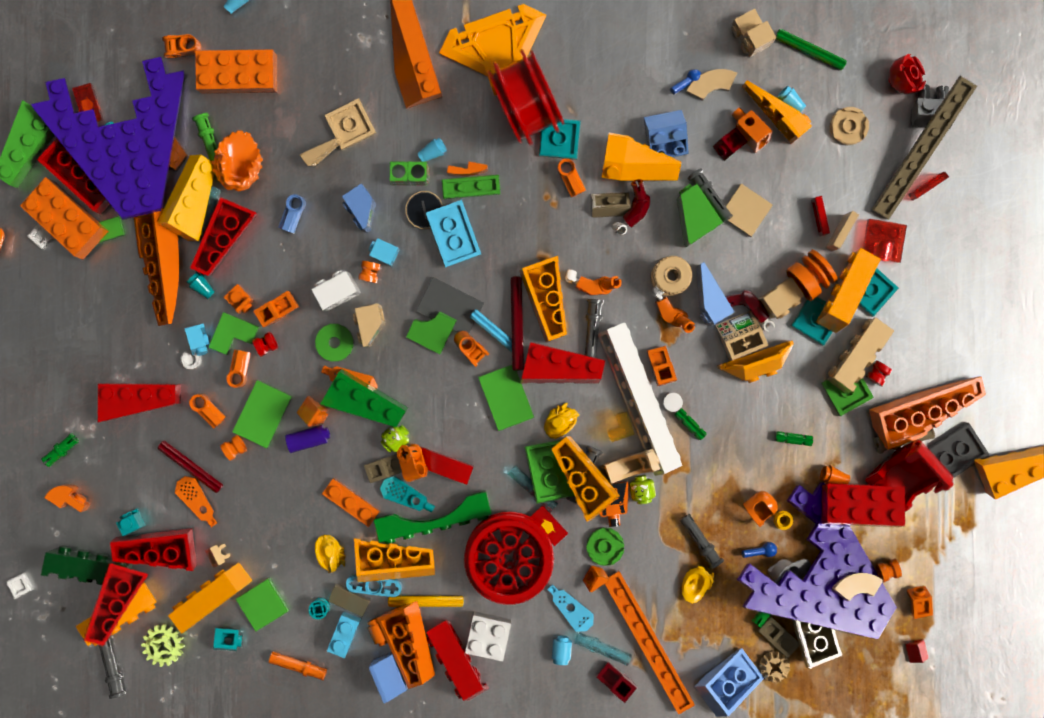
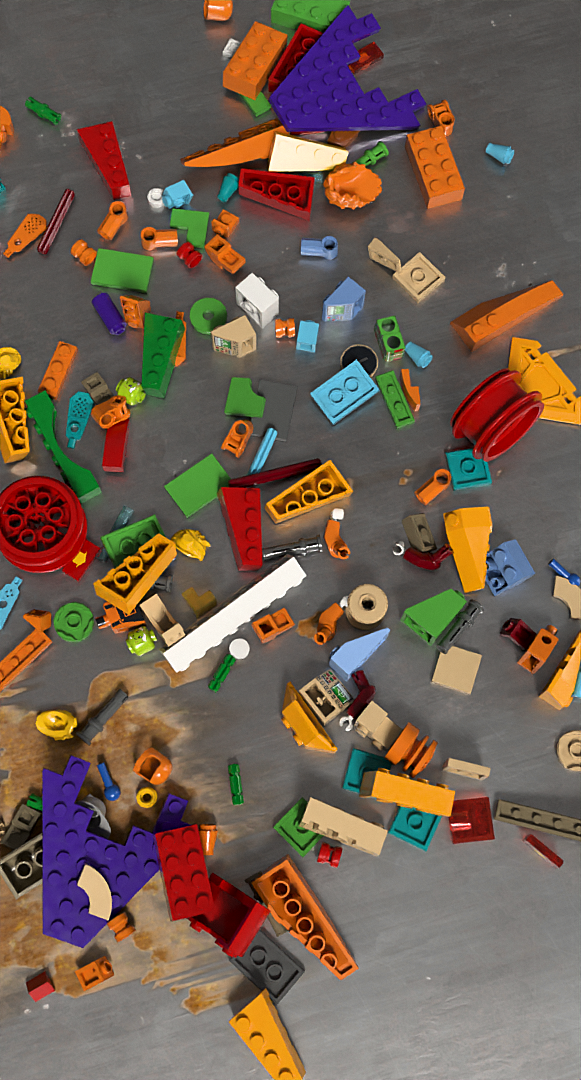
camera: 70 degrees right, 15 degrees down
(820, 216) = (477, 743): red tile -> none

